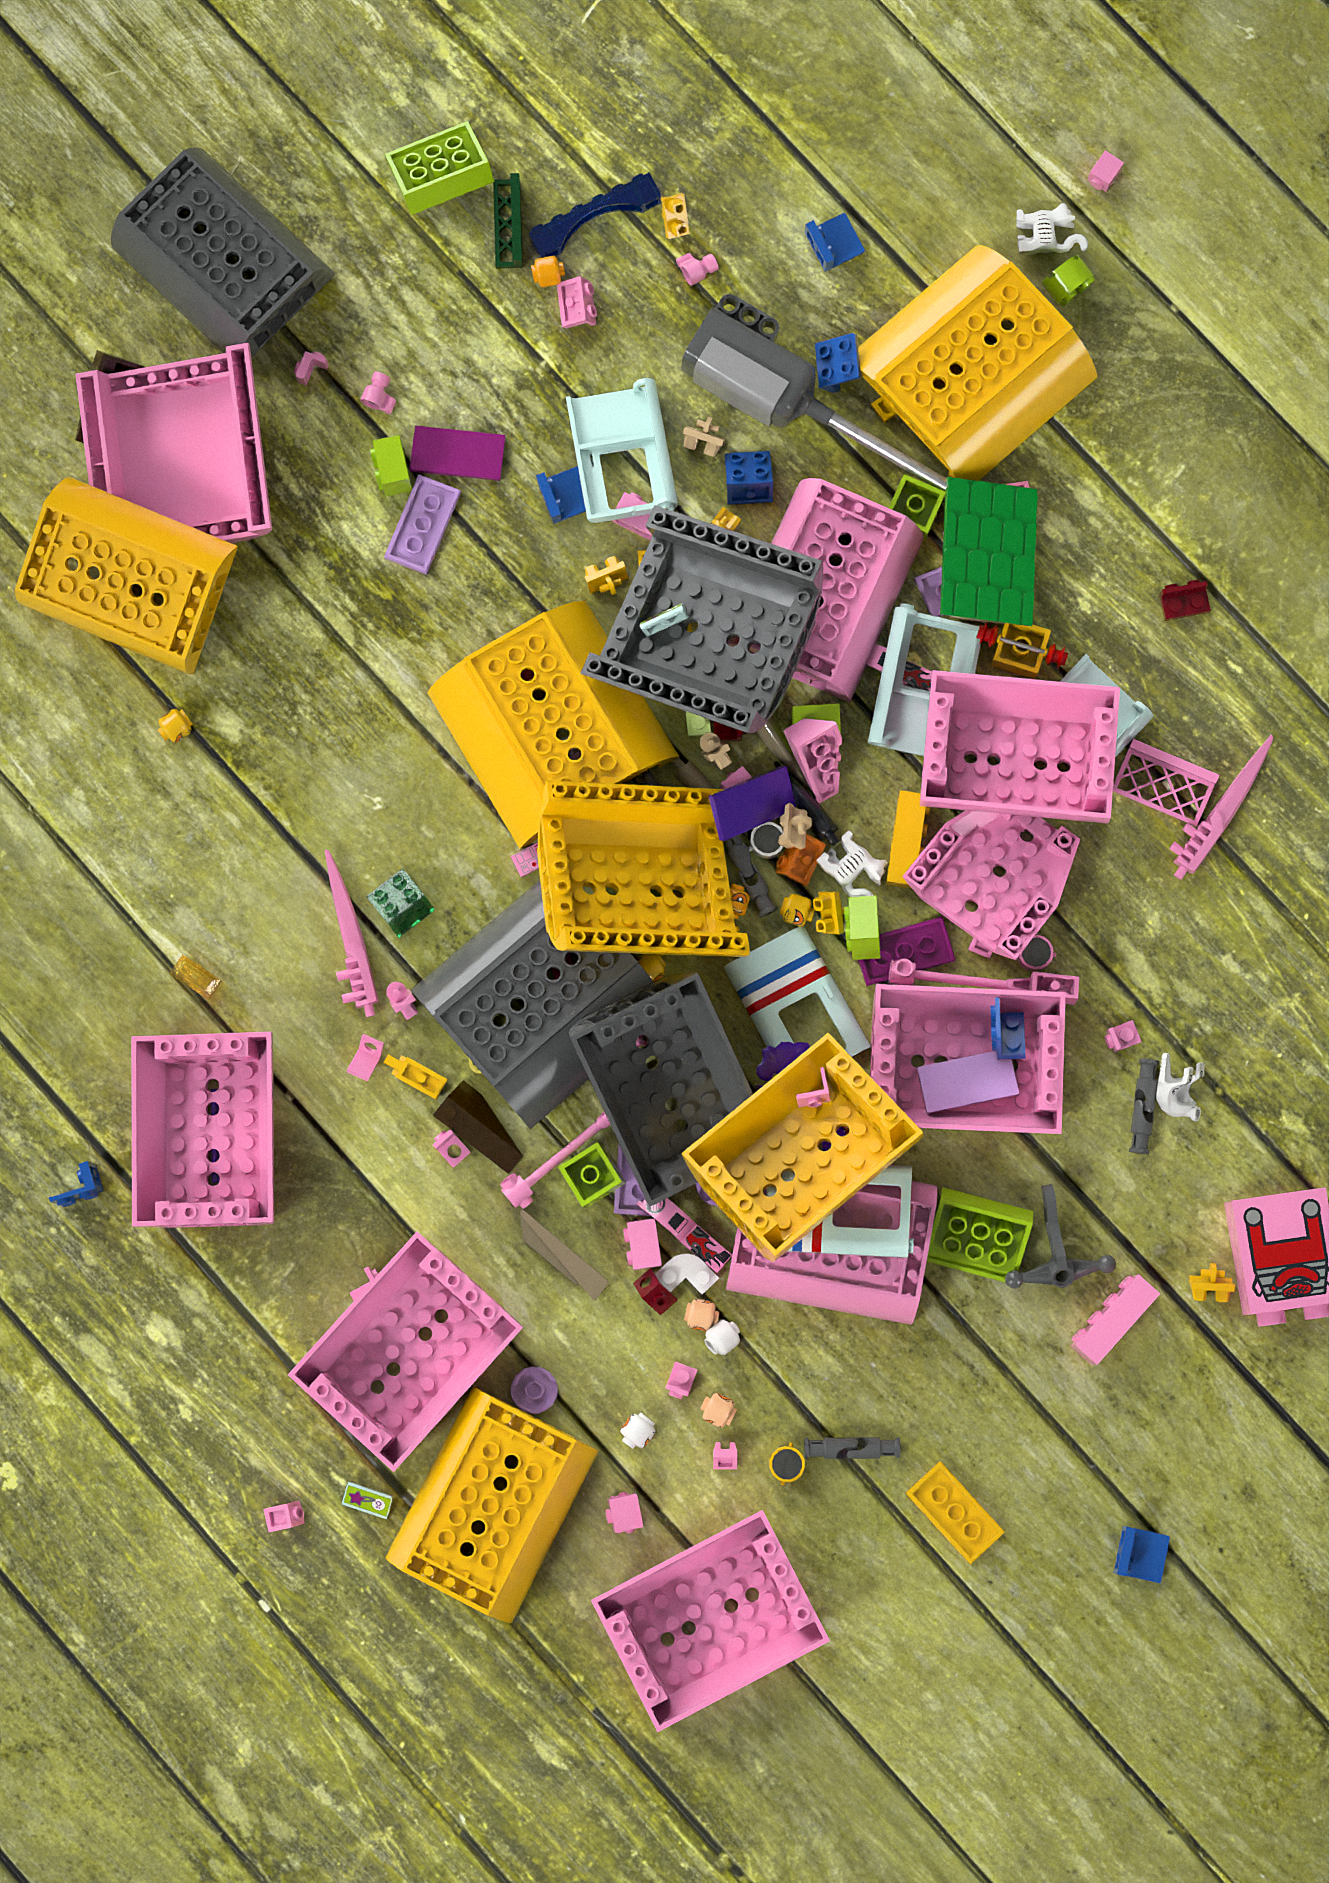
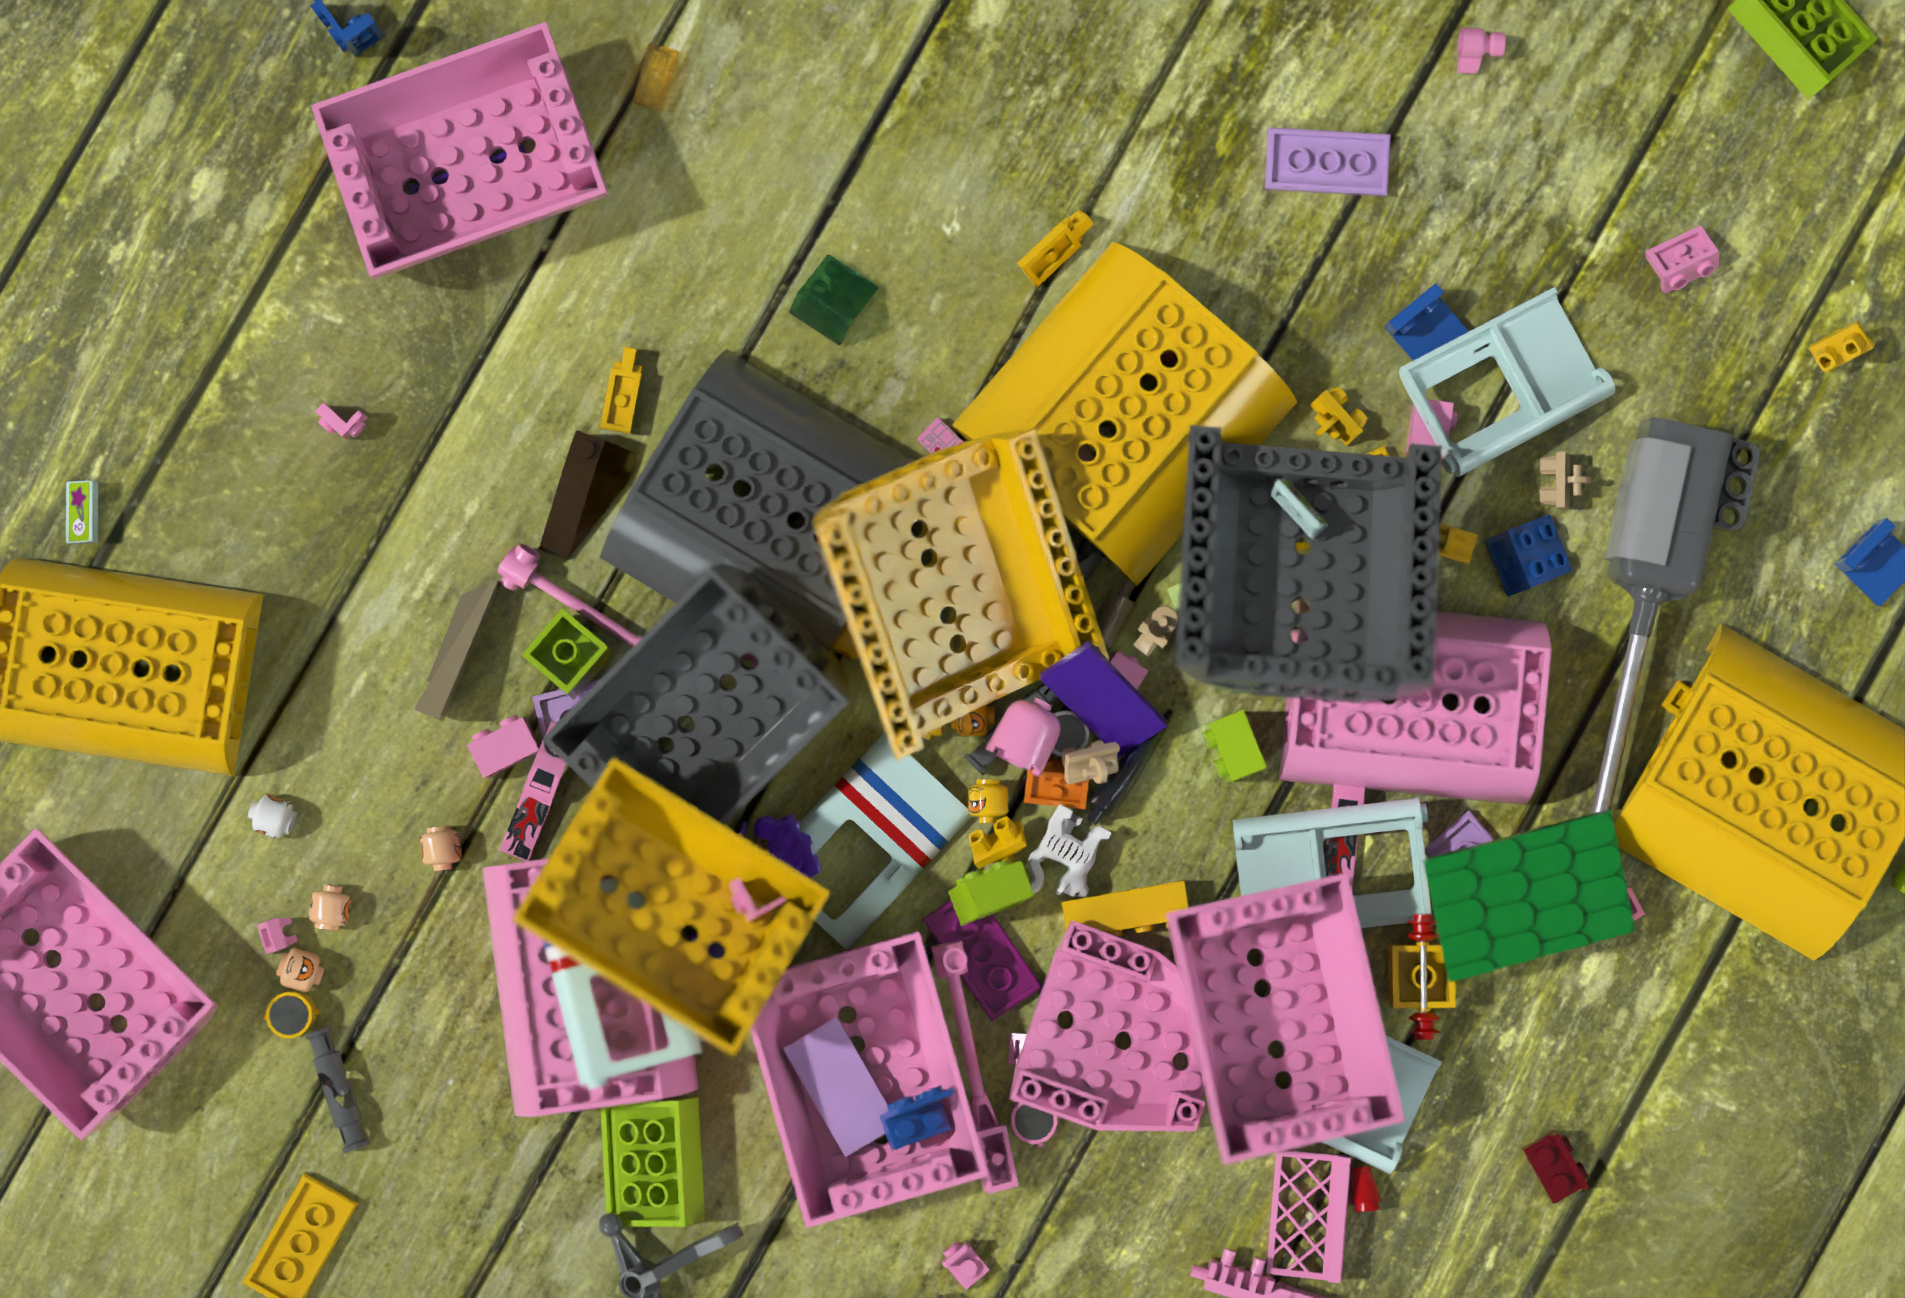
camera: 65 degrees right, 5 degrees up
(284, 1516) = (27, 417): bright pink bracket -> none
(358, 963) = (737, 273): bright pink piece -> none
(366, 1058) = (621, 323): bright pink bracket -> none
(385, 1329) = (262, 538): bright pink slope -> none
(392, 465) = (1388, 96): lime brick -> none
(401, 999) = (708, 343): bright pink hips -> none
(418, 733) = (1055, 248): none -> yellow hinge
(444, 1141) = (547, 455): bright pink bracket -> none
(457, 453) = (1435, 174): magenta tile -> none
(515, 217) = (1767, 143): dark green fence -> none
(534, 1390) = (282, 671): lavender tile -> none
(547, 271) = (1711, 208): light orange head -> none
(624, 1512) = (165, 833): bright pink head -> none
(635, 196) = (1850, 286): clear blue arch -> none
(655, 1293) = (446, 781): dark red bracket -> none
(680, 1380) = (351, 849): bright pink bracket -> none
(687, 1267) = (494, 809): white plate -> none
(696, 270) = (1779, 397): bright pink piece -> none
(722, 1337) = (421, 883): white head -> none
(756, 1446) = (300, 970): none -> light nougat head
(760, 864) = (1026, 735): none -> bright pink cylinder
(777, 743) = (1191, 710): dark tan piece -> none
(817, 753) = (1193, 761): bright pink wedge -> none
(837, 361) = (1717, 619): blue bracket -> none
(918, 502) = (1565, 781): lime brick -> none
(1160, 738) = (1364, 1190): none -> red cone

